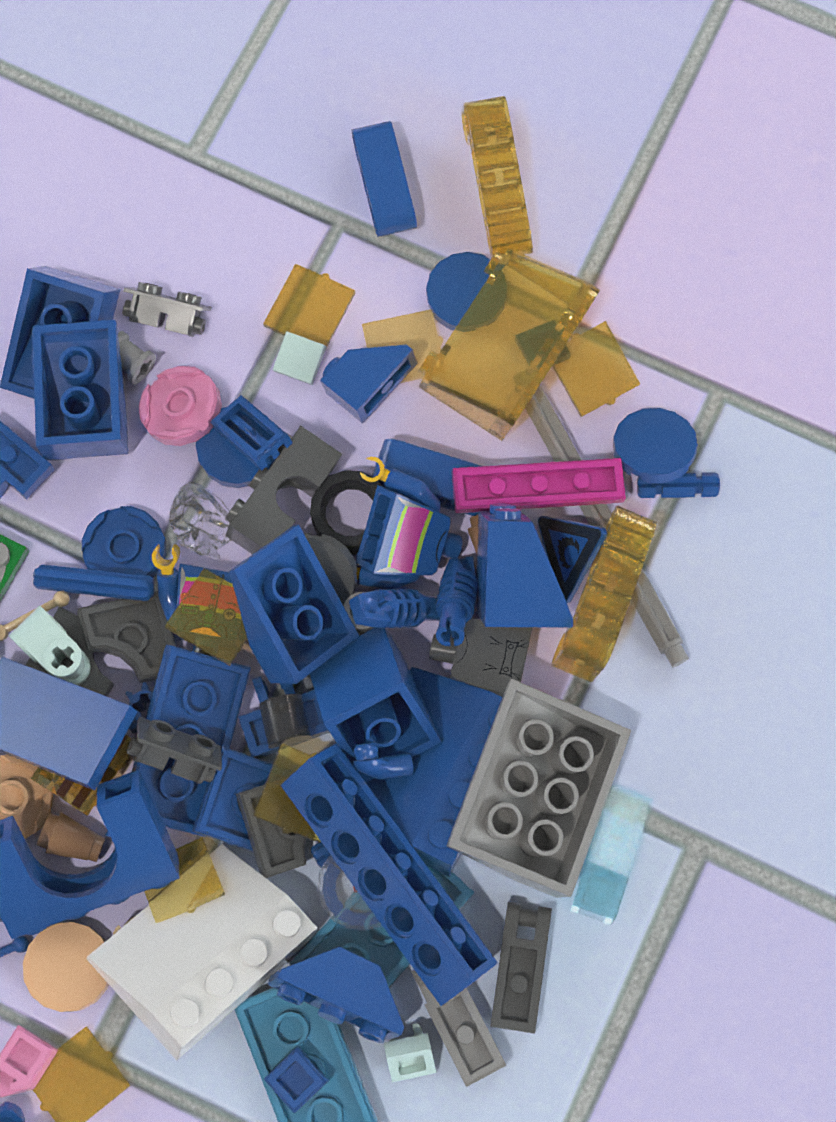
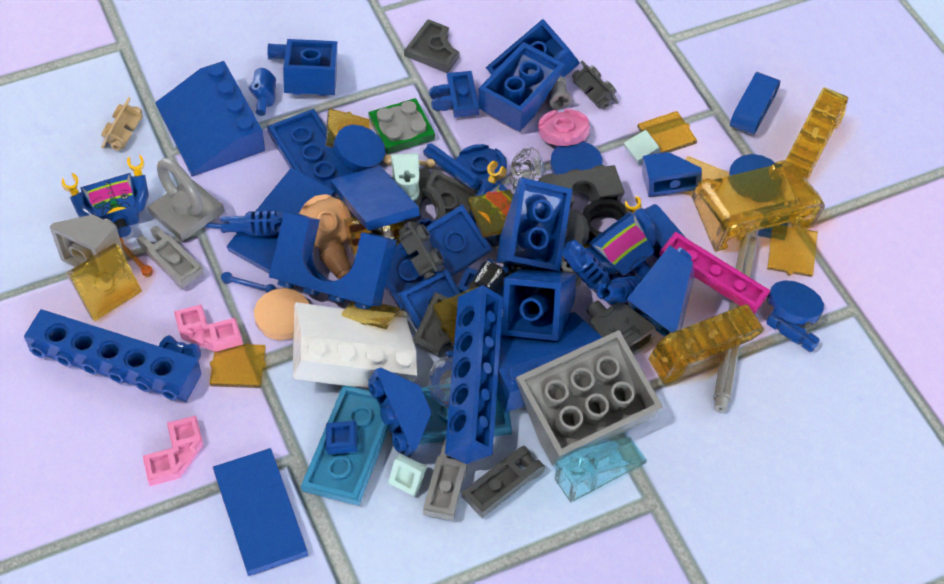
camera: 35 degrees right, 20 degrees down
(267, 448) = (587, 159): blue tile -> none
(381, 767) = (514, 325): blue arm -> none
(570, 550) = (707, 308): black piece -> none

